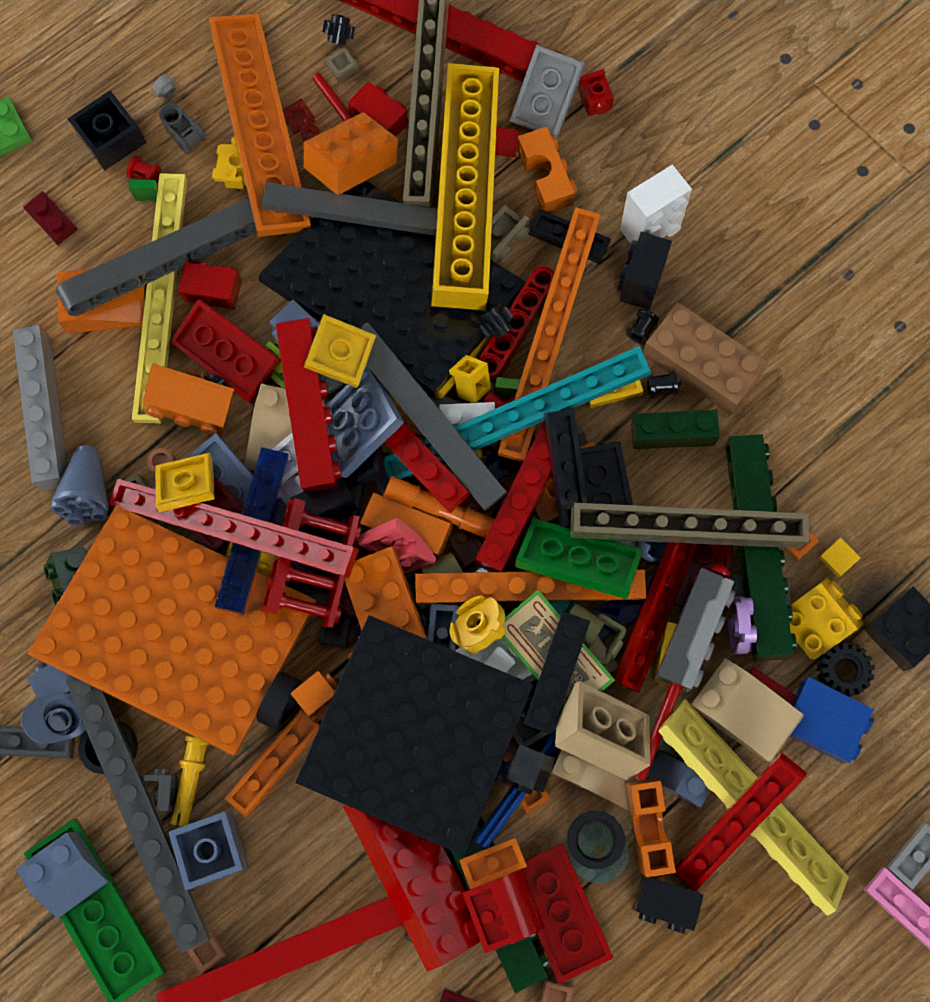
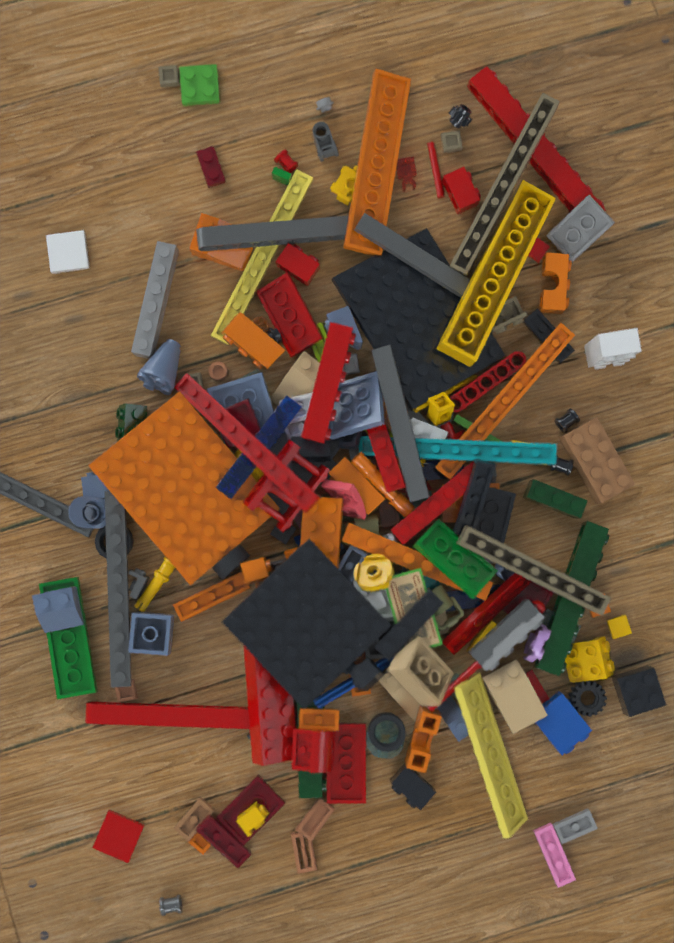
camera: 10 degrees right, 10 degrees up
(107, 130) = (273, 122): black brick -> none
(184, 482) = (228, 398): yellow tile -> none
(340, 351) = (363, 358): yellow tile -> none
(350, 153) = (429, 215): orange brick -> none
(496, 321) = (473, 378): black gear -> none
(595, 93) = (608, 248): red brick -> none
(643, 270) = (587, 384): black brick -> none
(739, 821) = (477, 762): red tile -> none

